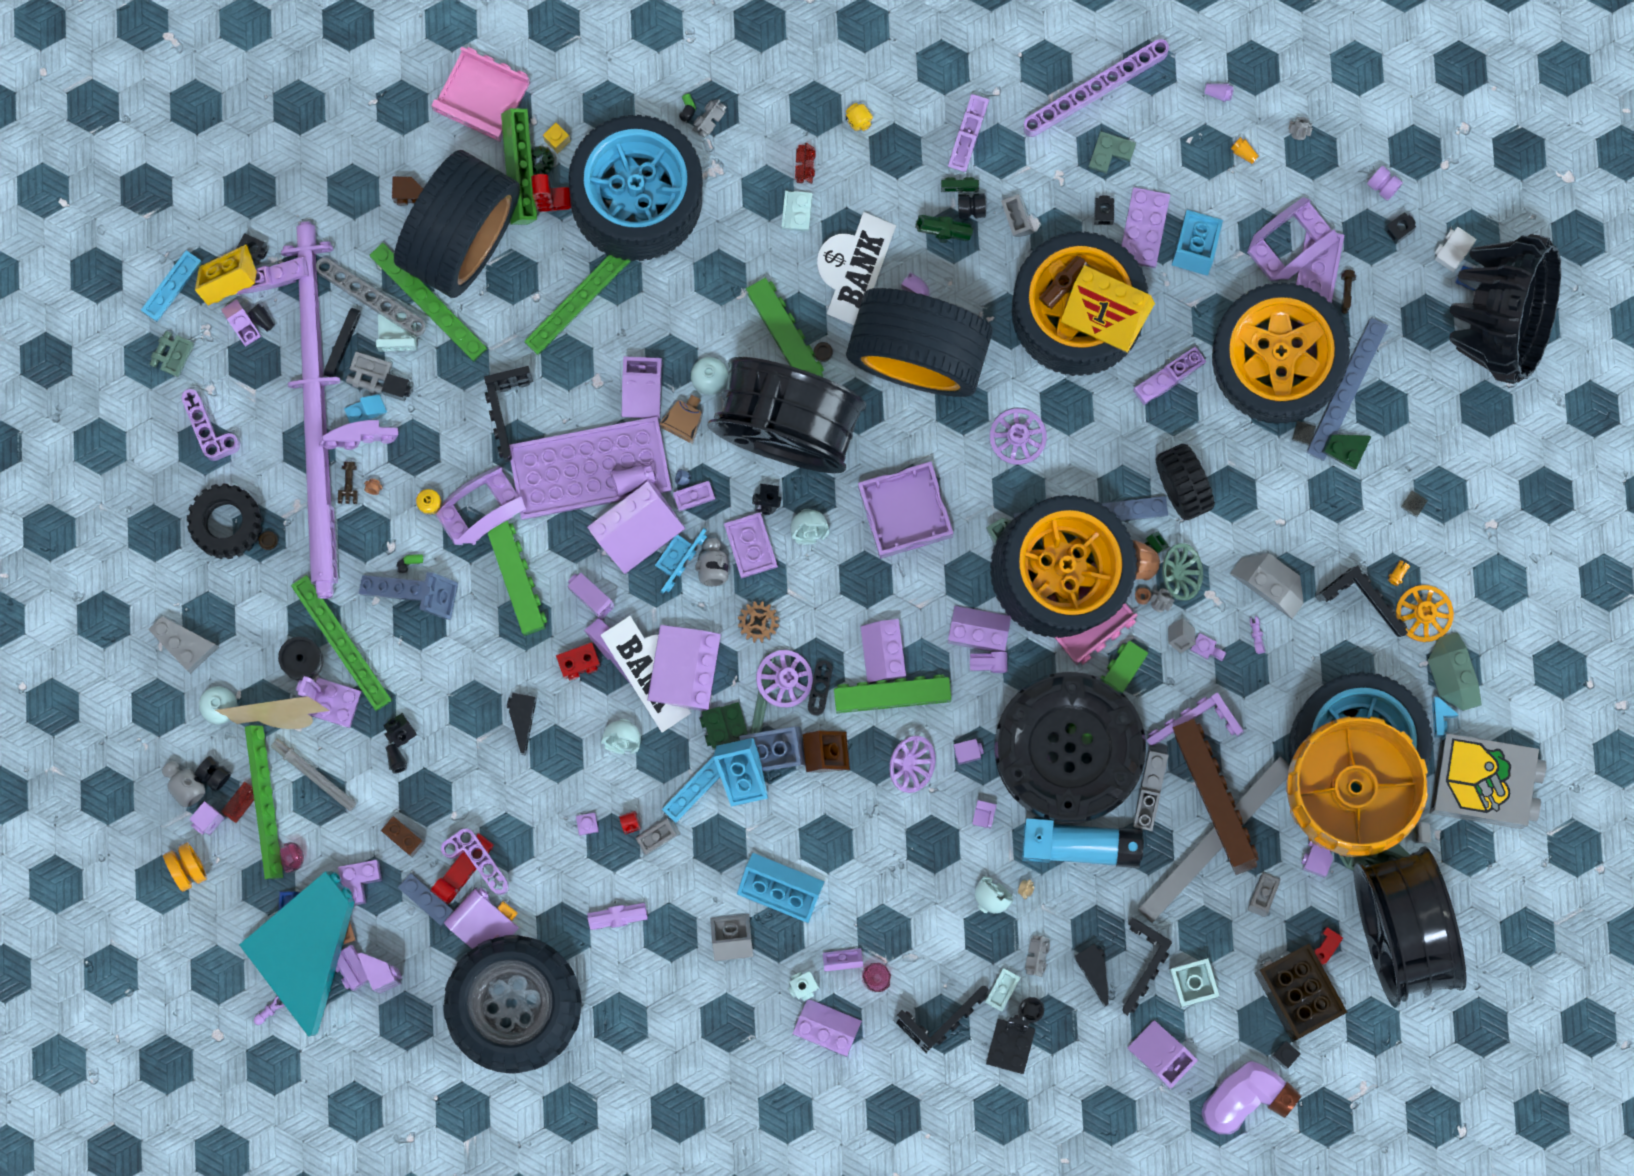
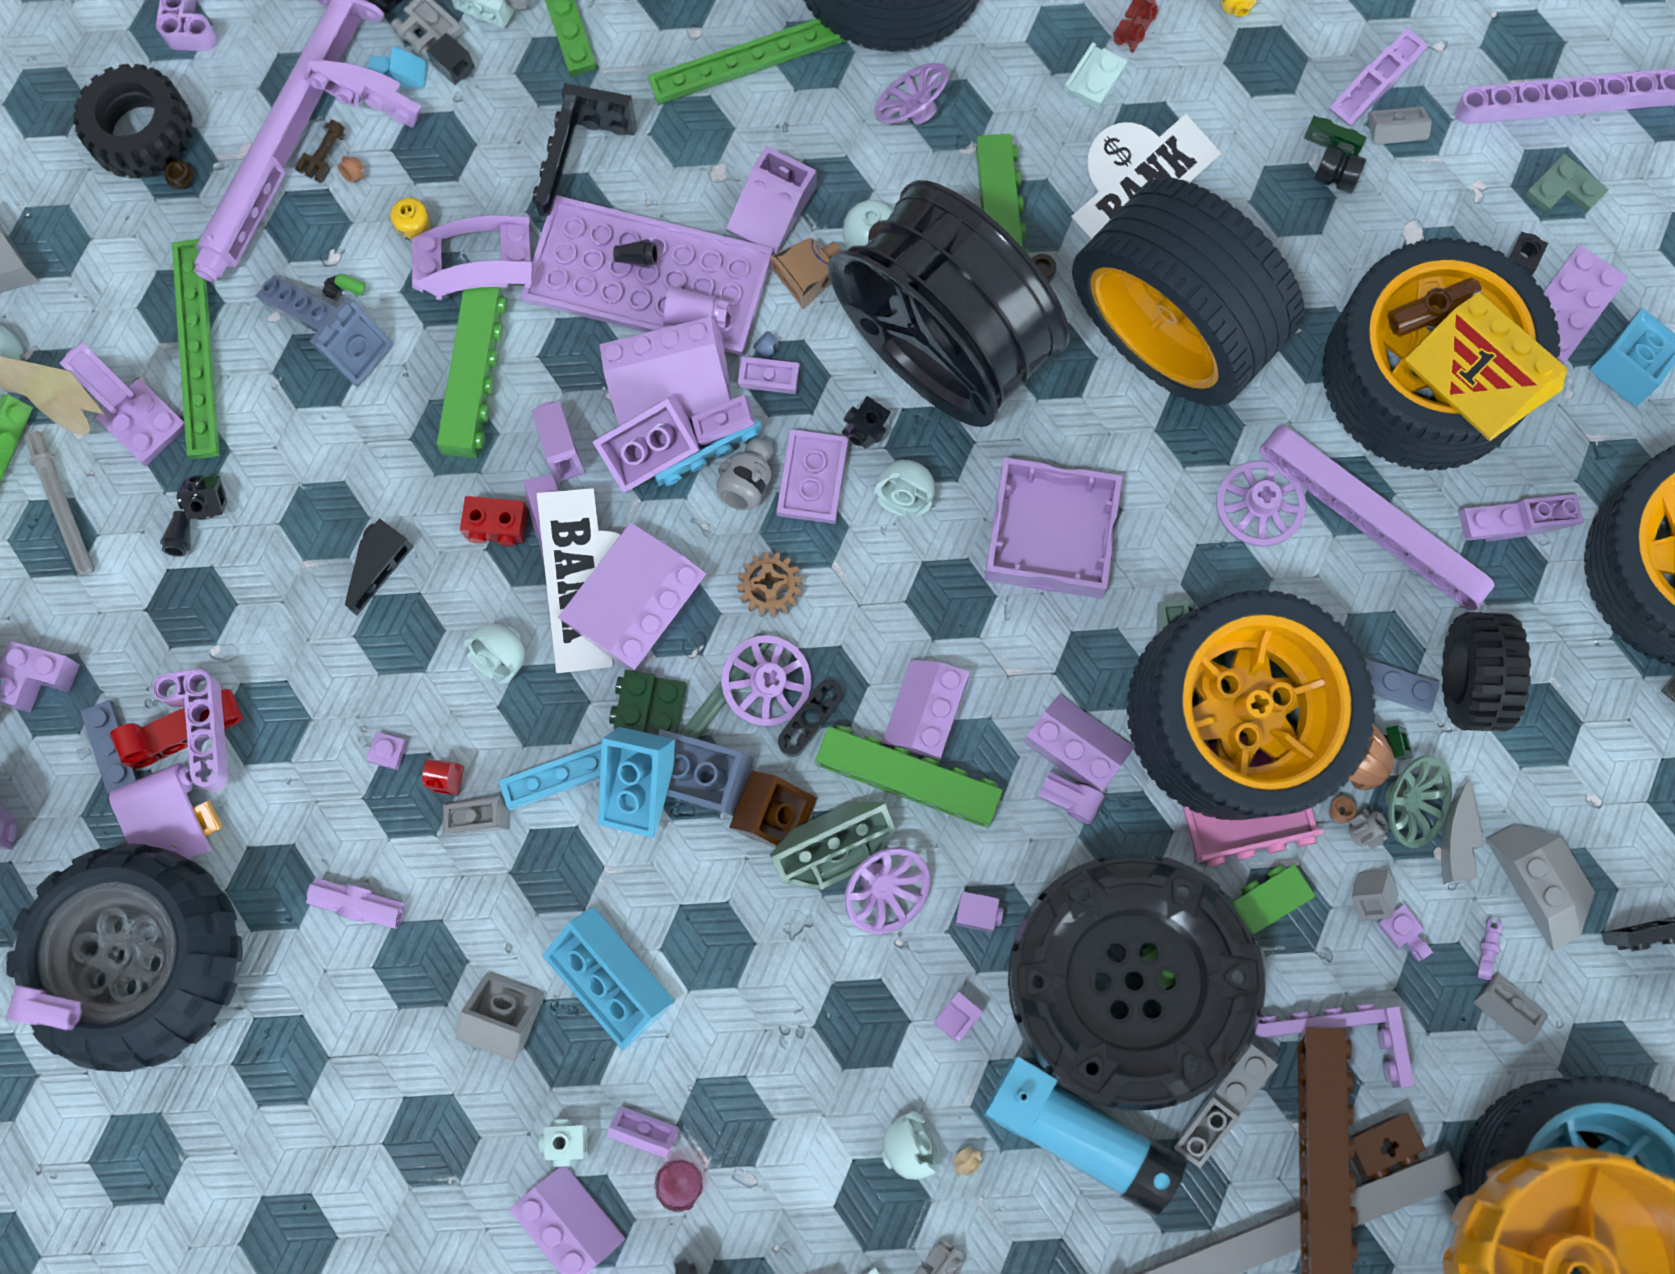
camera: 25 degrees right, 5 degrees down
(290, 654) = (127, 341): black wheel -> none
(402, 836) = (124, 643): reddish brown brick -> none
(492, 1046) = (35, 1006): none -> lavender piece
(580, 459) = (638, 253): none -> black cone
(646, 572) = (647, 443): none -> lavender slope
(684, 538) = (723, 420): none -> lavender plate
(698, 280) = (918, 103): none -> lavender wheel
(869, 753) = (833, 845): none -> sand green wedge
(944, 228) = (1289, 175): dark green piece -> none
(994, 157) = (1399, 125): none -> light grey slope
(1017, 216) = (1397, 210): light grey brick -> none
(1087, 415) = (1377, 518): none -> lavender beam
(1214, 580) = (1460, 837): none -> light grey slope
(1248, 759) = (1404, 1147): none -> reddish brown brick
(1282, 662) = (1511, 1009): none -> light grey slope

